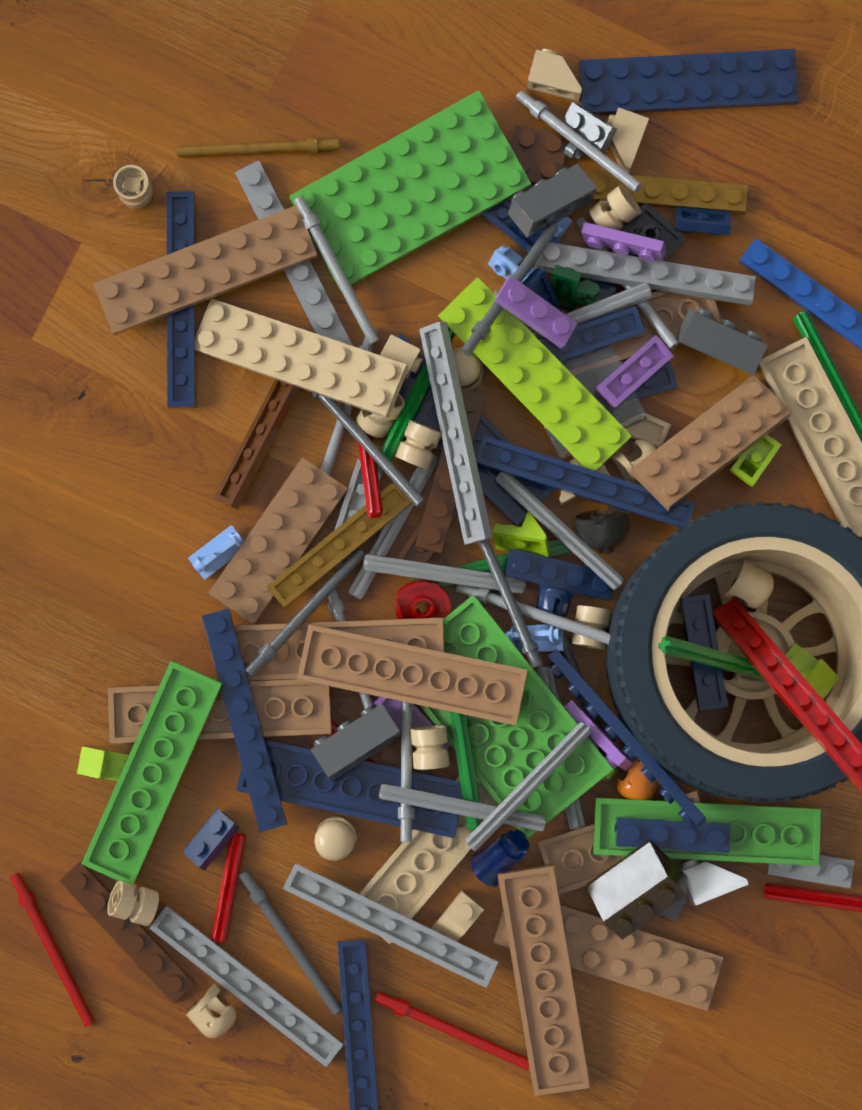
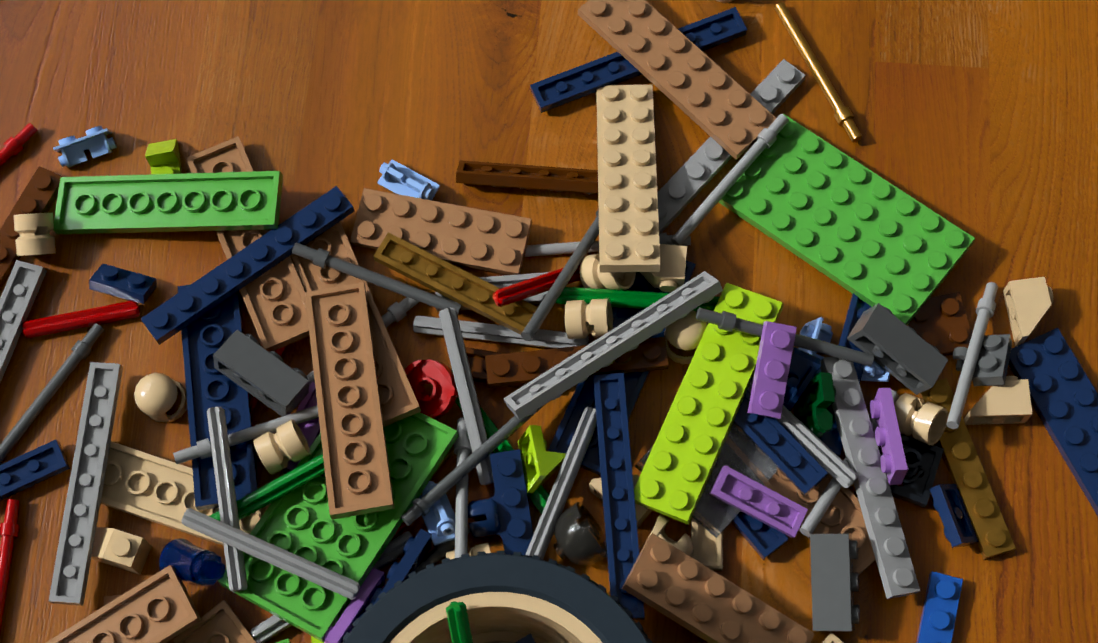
camera: 70 degrees right, 15 degrees down
(54, 822) = (95, 141): none -> light blue hinge

